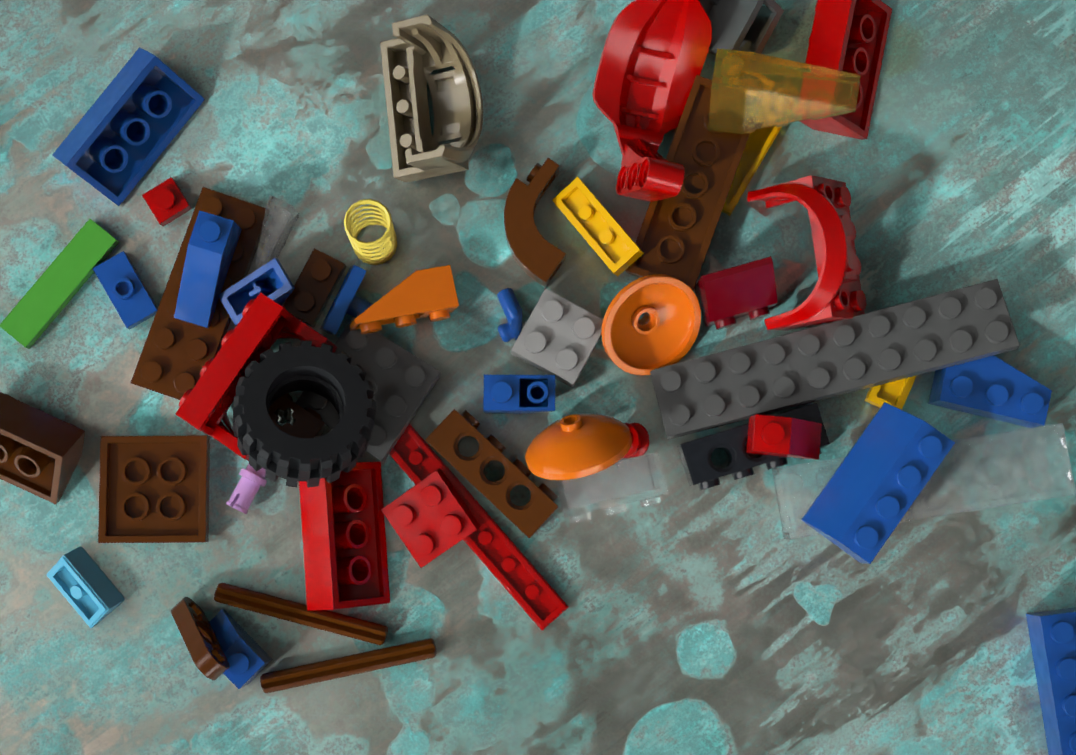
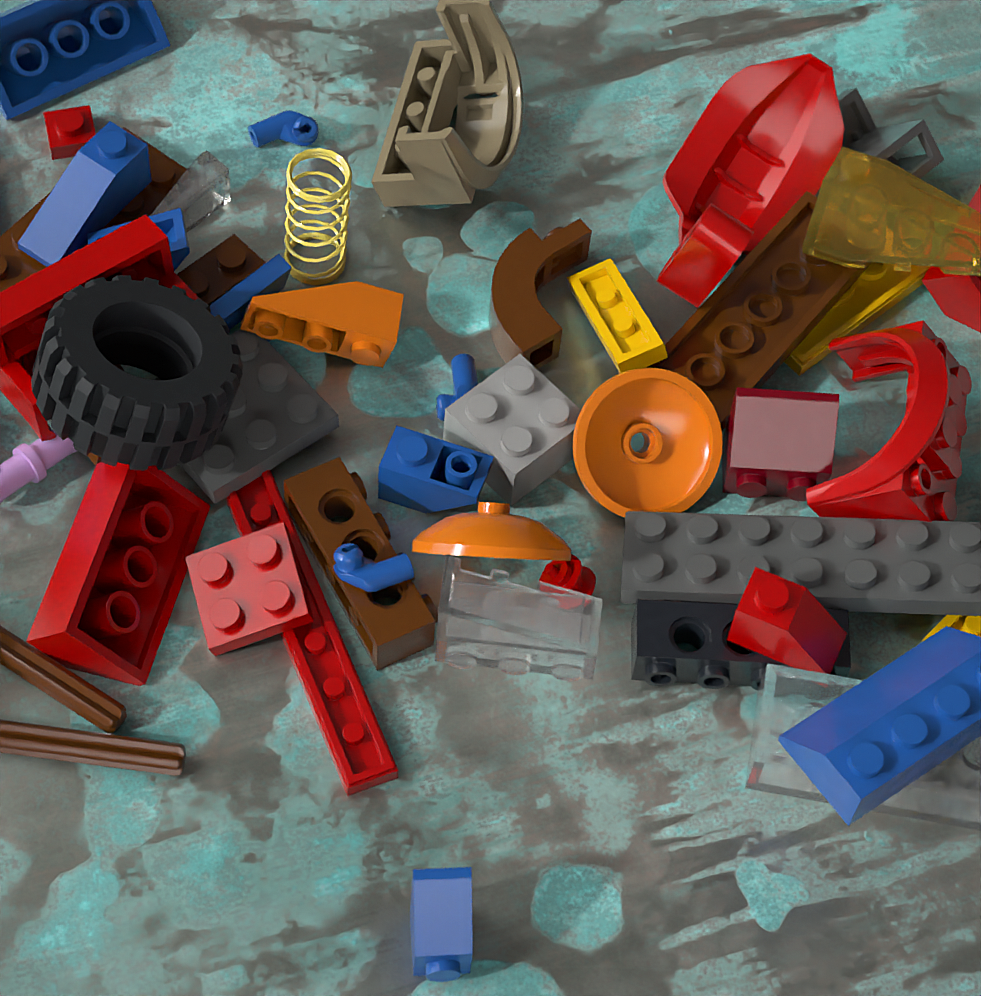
camera: 15 degrees right, 25 degrees down
(314, 142) = (285, 126): none -> blue arm
(505, 493) = (368, 575): none -> blue arm
(633, 707) = (441, 923): none -> slope

